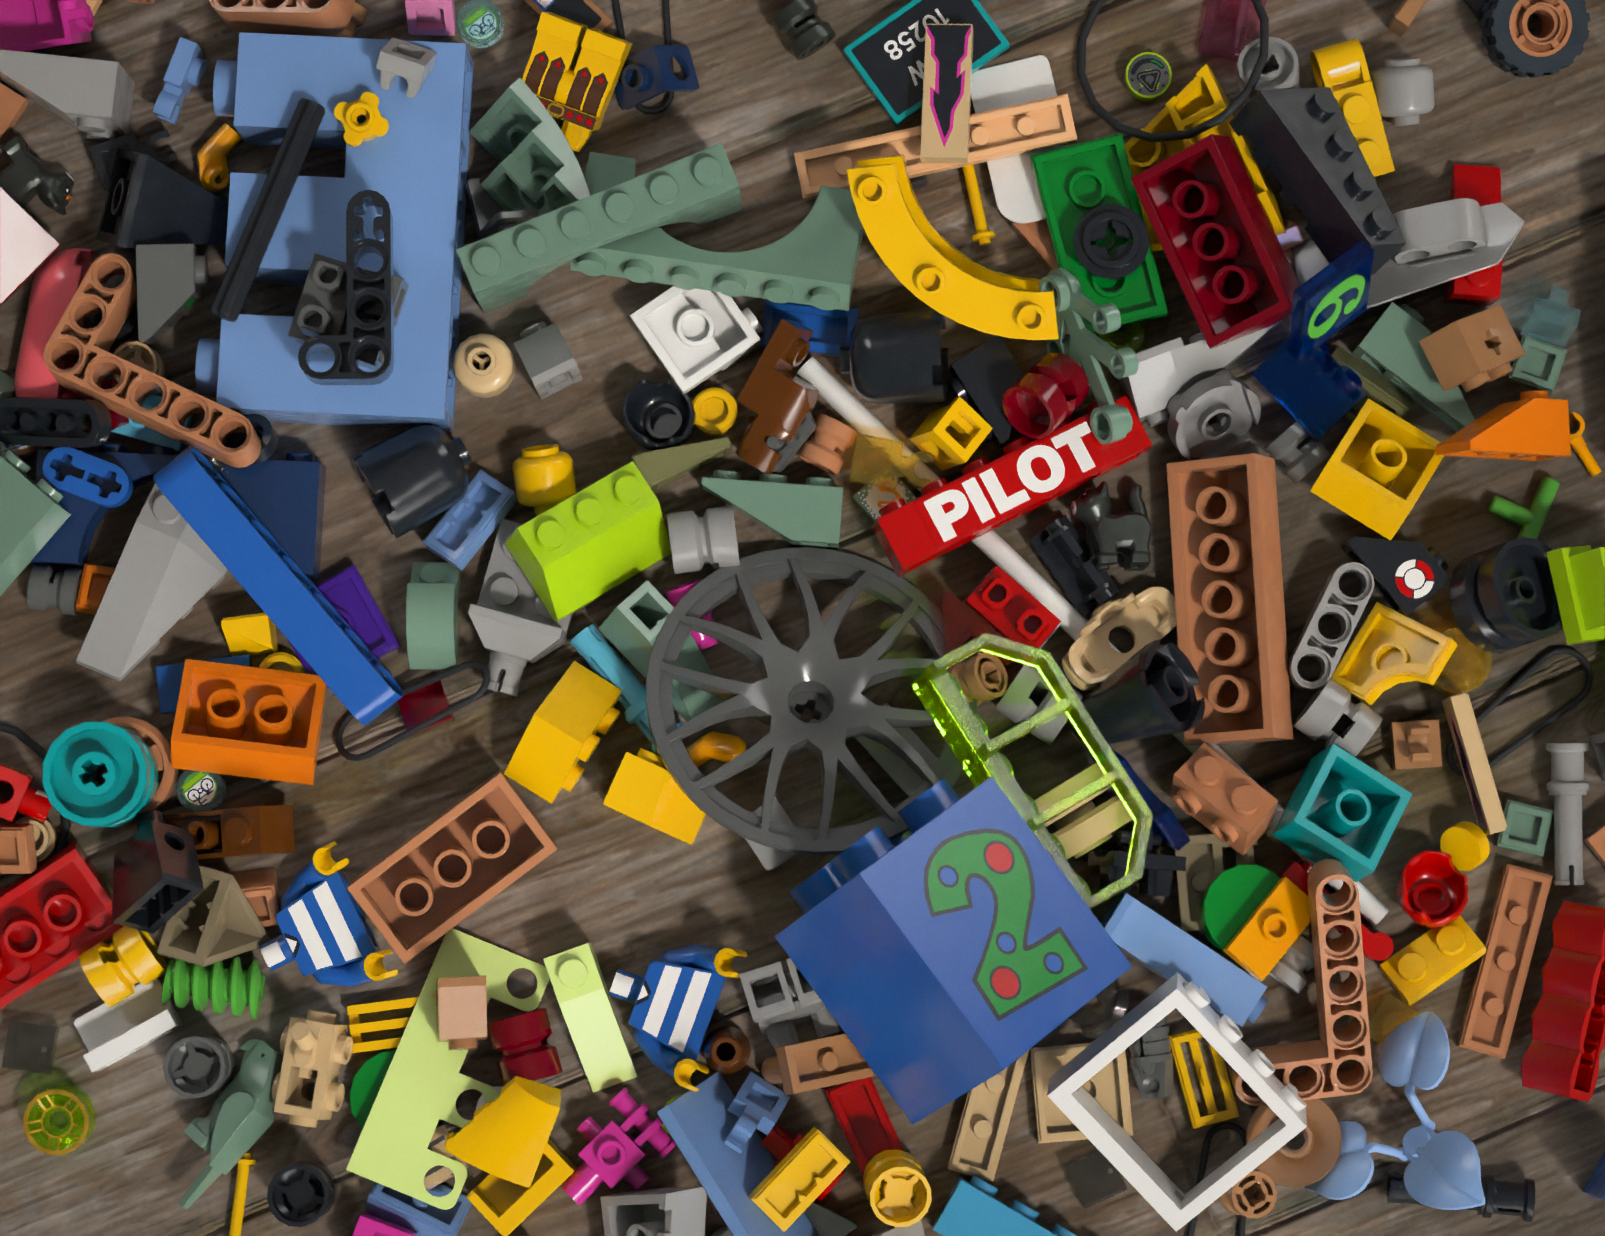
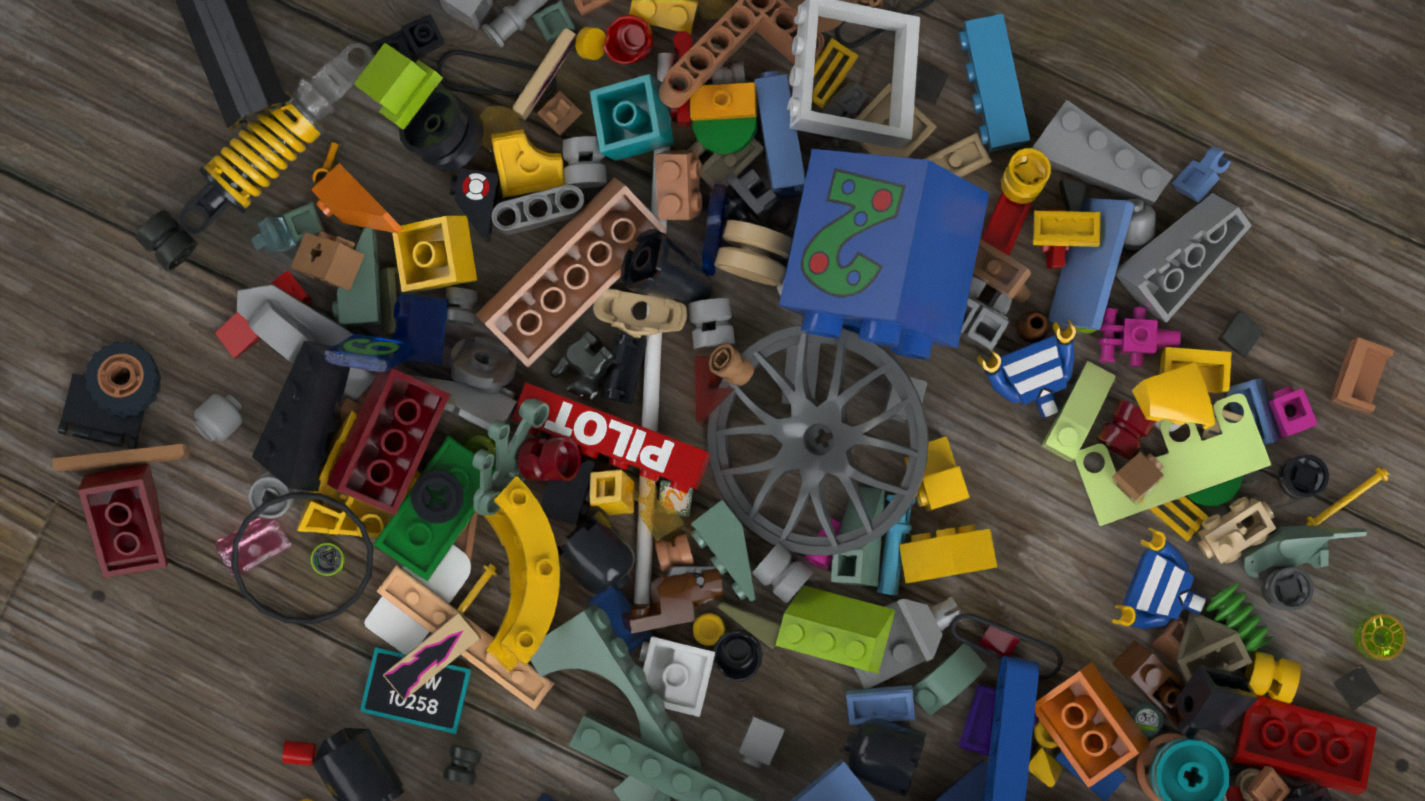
camera: 130 degrees left, 0 degrees up
(127, 1026) = (1301, 645): white panel -> none
(452, 866) = (1068, 550): nougat brick -> none
(484, 381) = (782, 767): tan head -> none
(543, 477) = (824, 686): yellow head -> none
(716, 746) = (881, 467): light orange arm -> none
(758, 1107) = (1048, 284): medium blue plate -> none
(979, 756) = (772, 316): clear neon green plate -> none
(1012, 610) = (677, 379): red hips -> none
(1347, 75) = (236, 457): yellow plate -> none
(1532, 518) = (389, 156): bright green piece -> none

